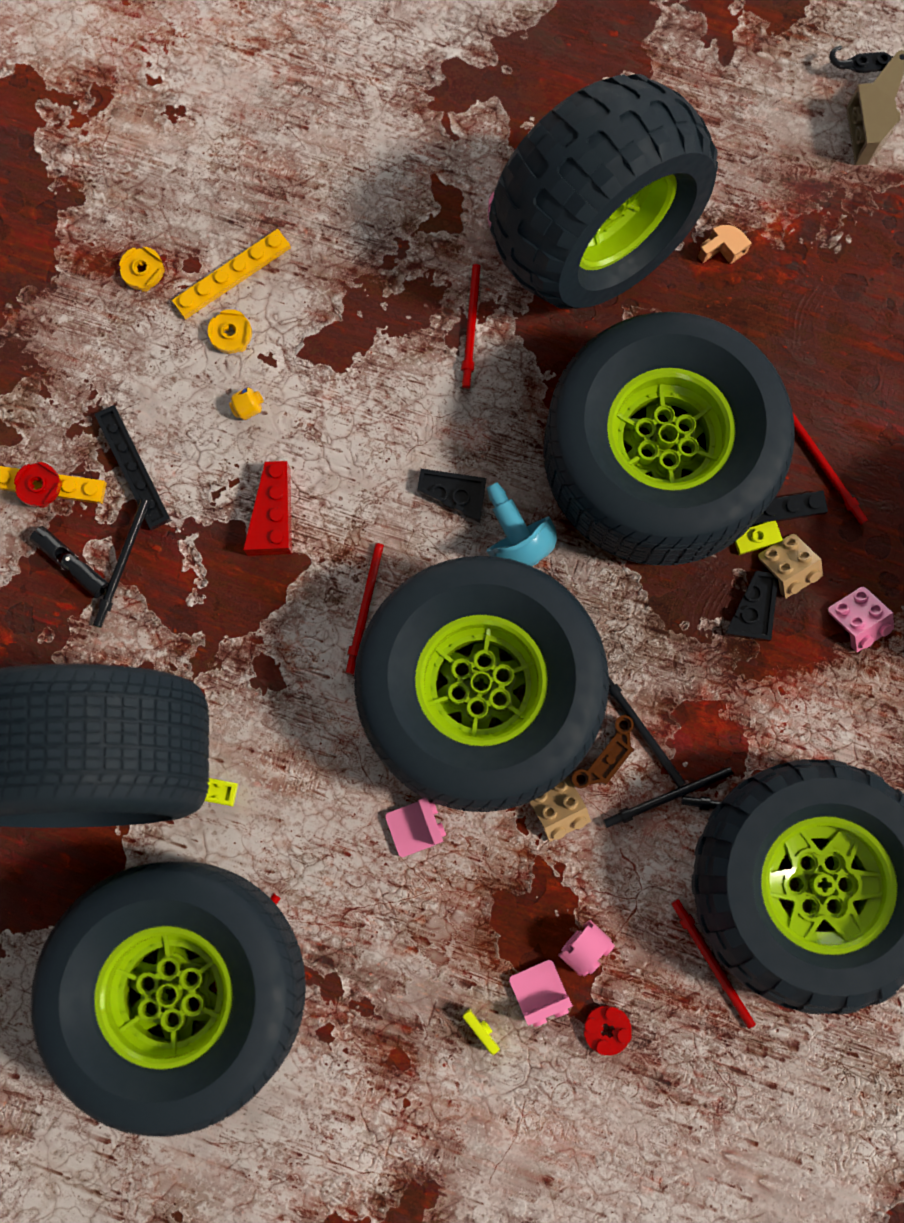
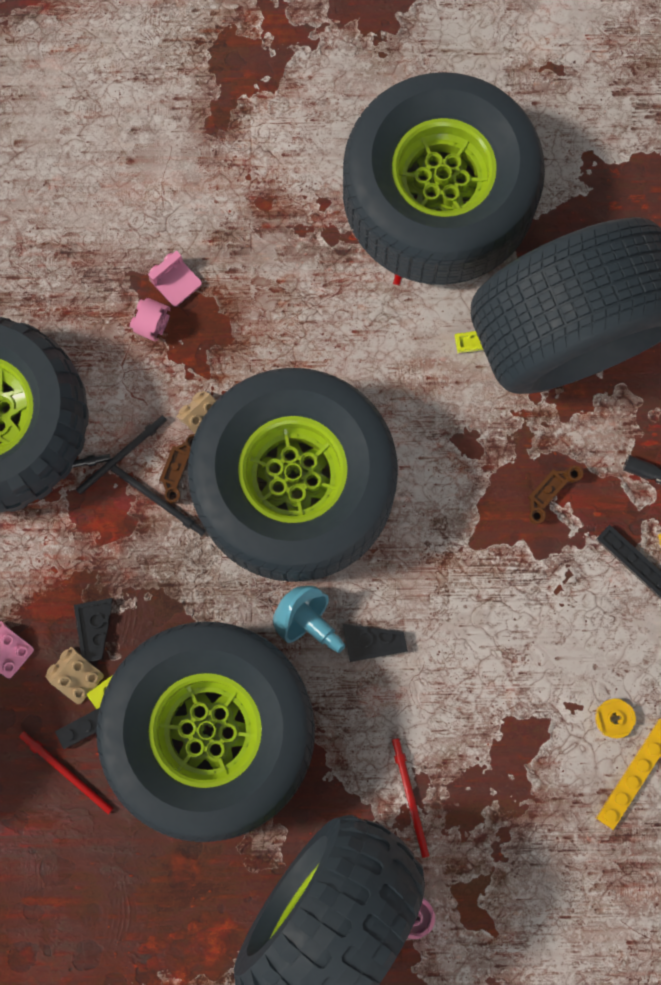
camera: 160 degrees right, 0 degrees up
(106, 603) = (618, 454): black bar -> none
(199, 589) = (548, 490): none -> reddish brown plate
(246, 403) = (574, 657): yellow head -> none
(271, 517) = (515, 571): red wedge -> none
(364, 609) = (406, 483): red bar -> none
(415, 827) = (310, 358): bright pink bracket -> none
(482, 1030) = (210, 240): neon yellow plate -> none
(620, 1035) = (117, 282): red plate -> none
(688, 923) = (79, 365): red bar -> none
(728, 241) = (208, 958): light nougat brick -> none

